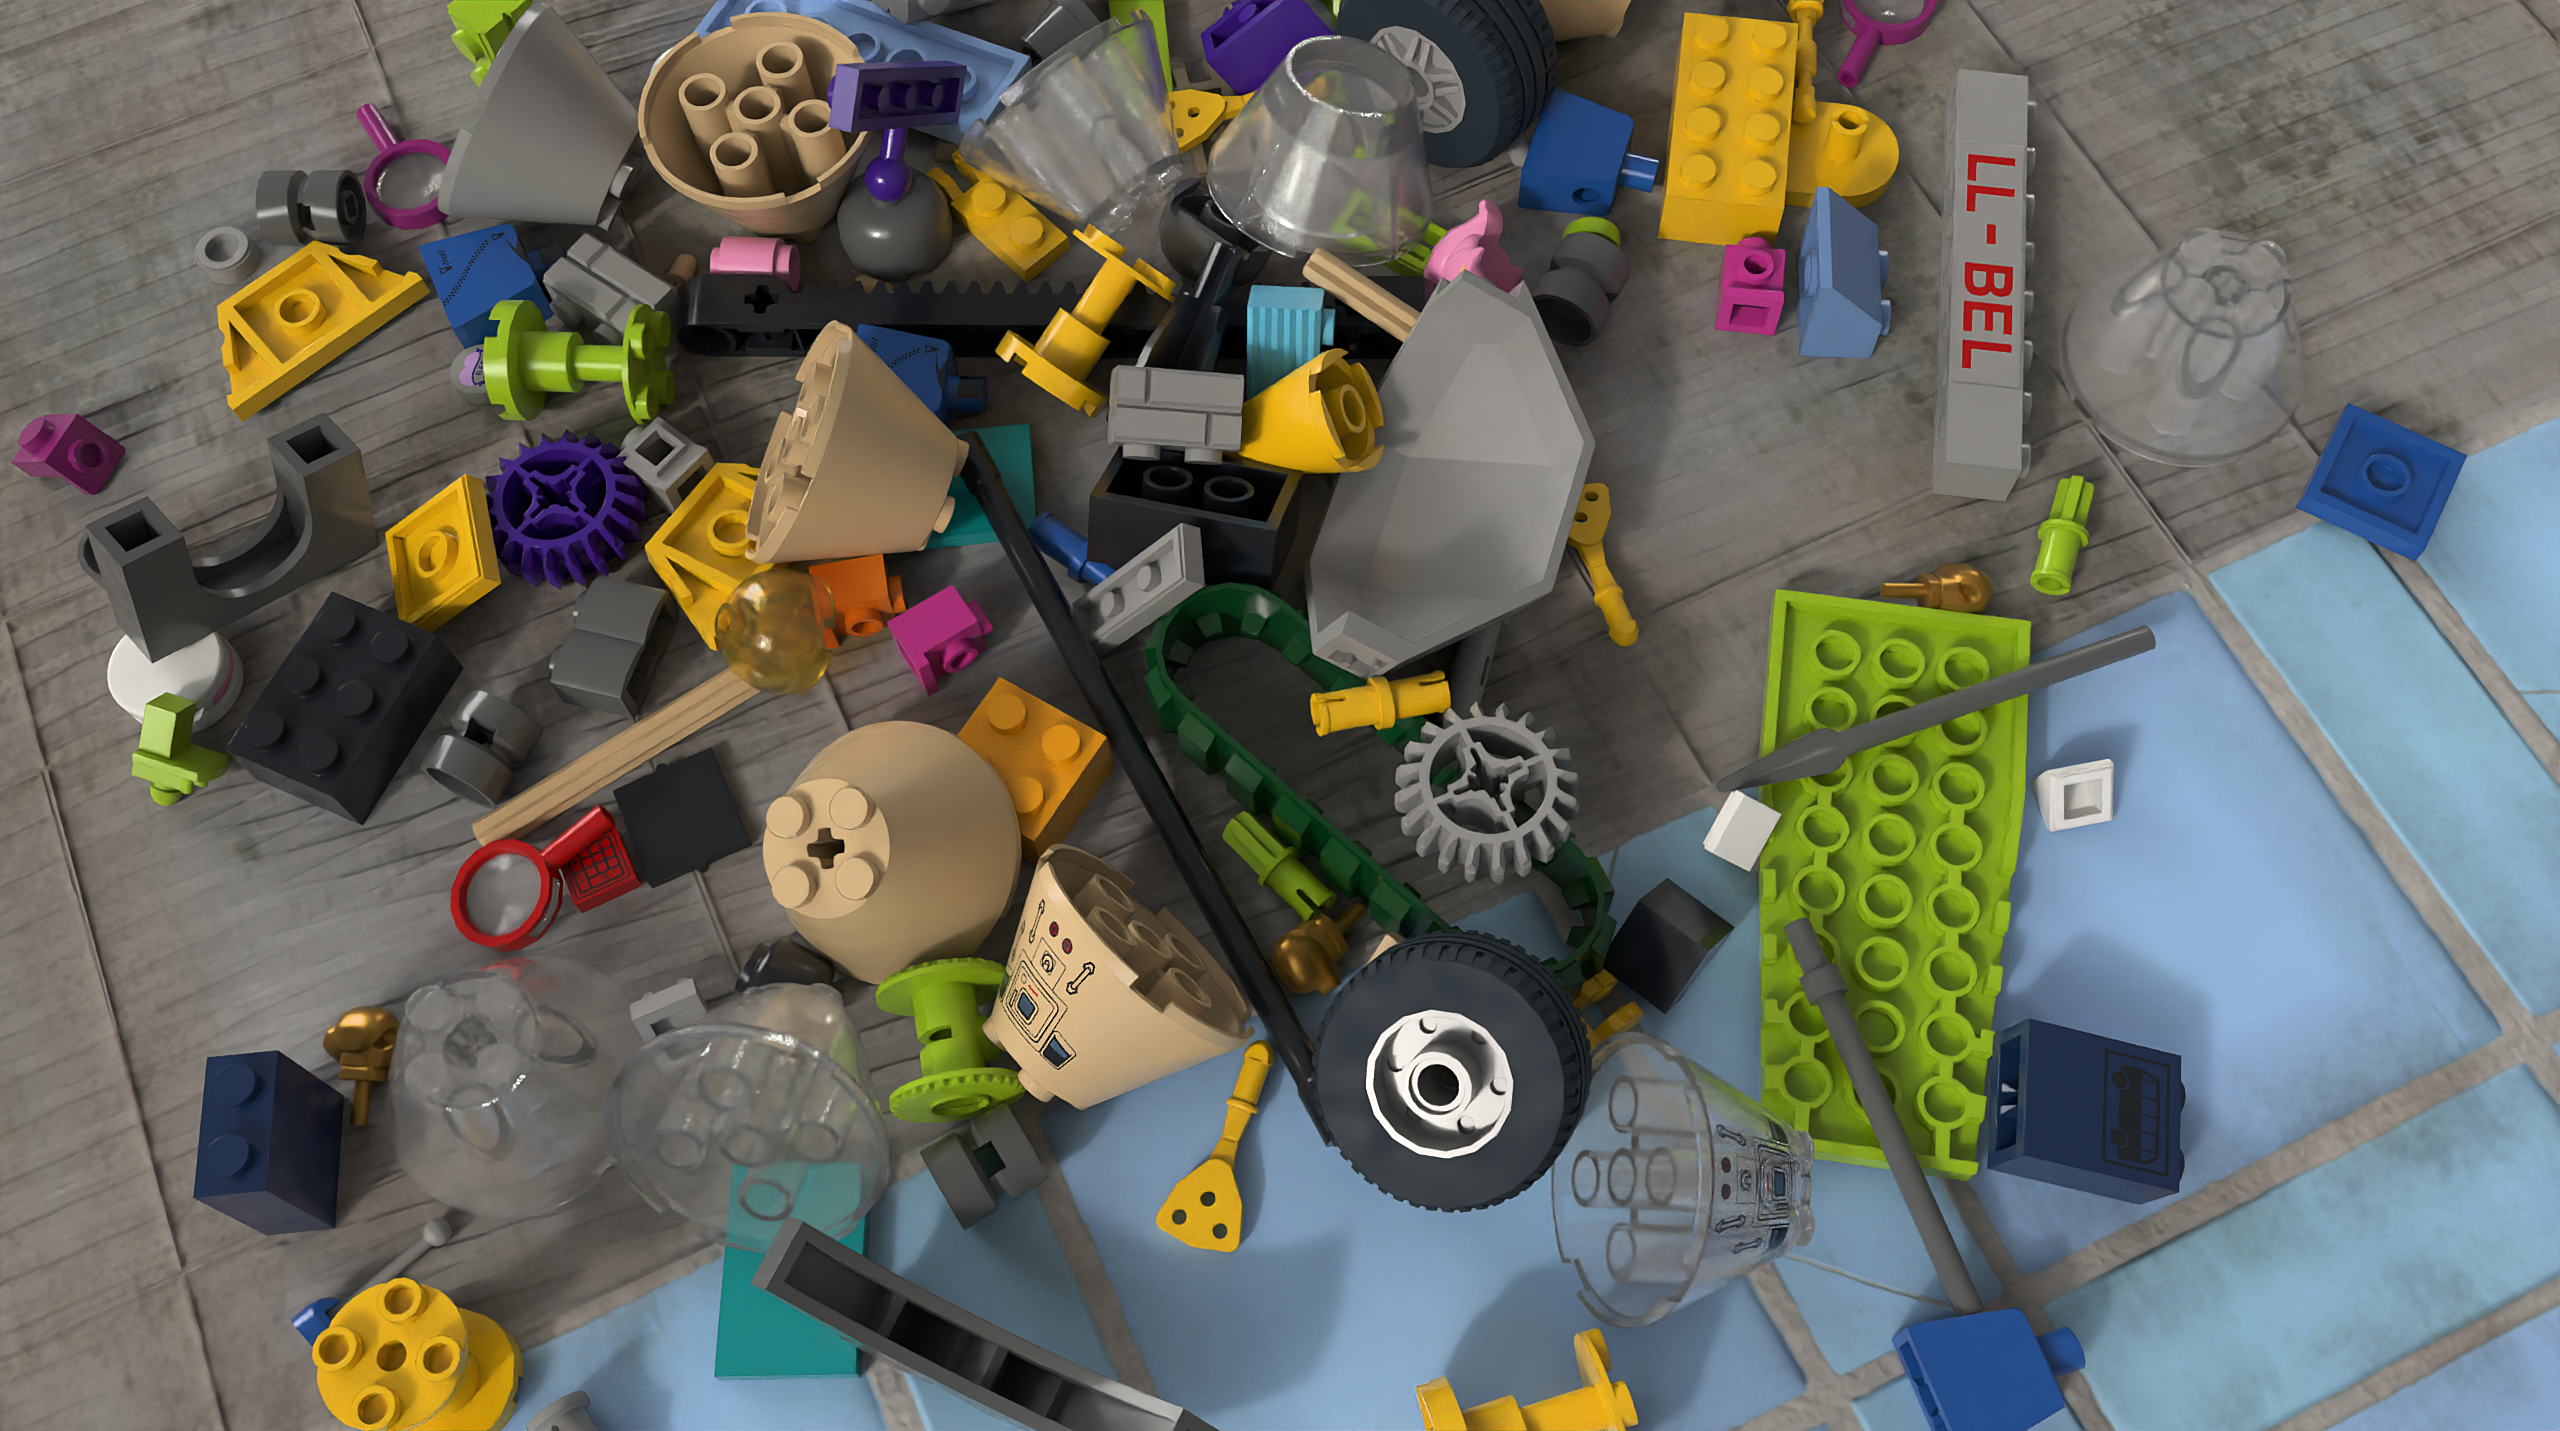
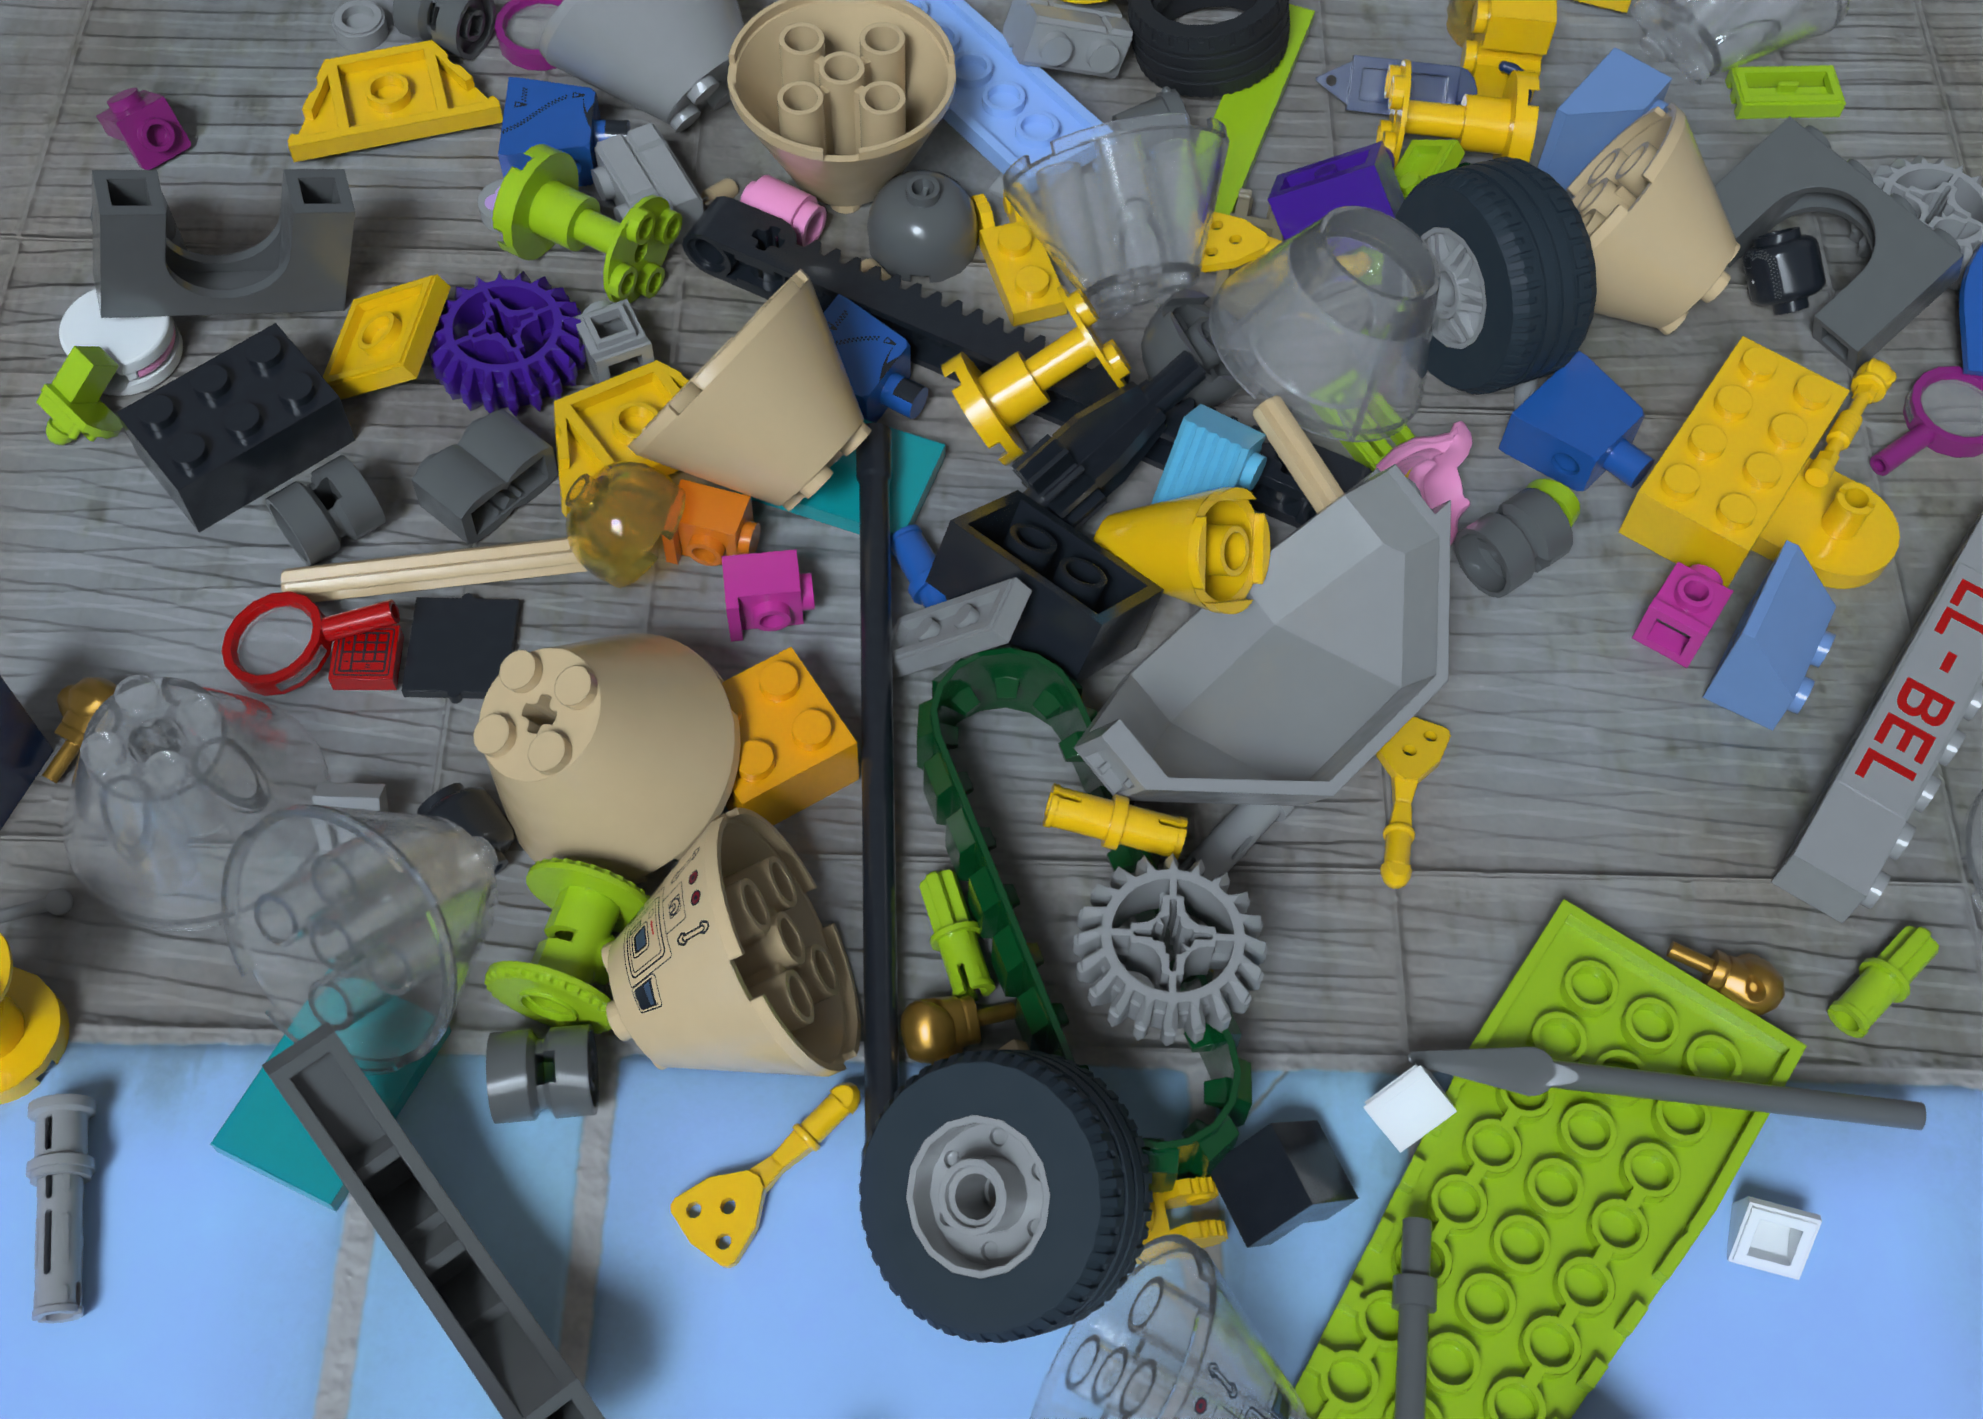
camera: 20 degrees right, 5 degrees down
(892, 100) = (963, 111): dark purple plate -> none
(1175, 412) = (1069, 483): light grey brick -> none

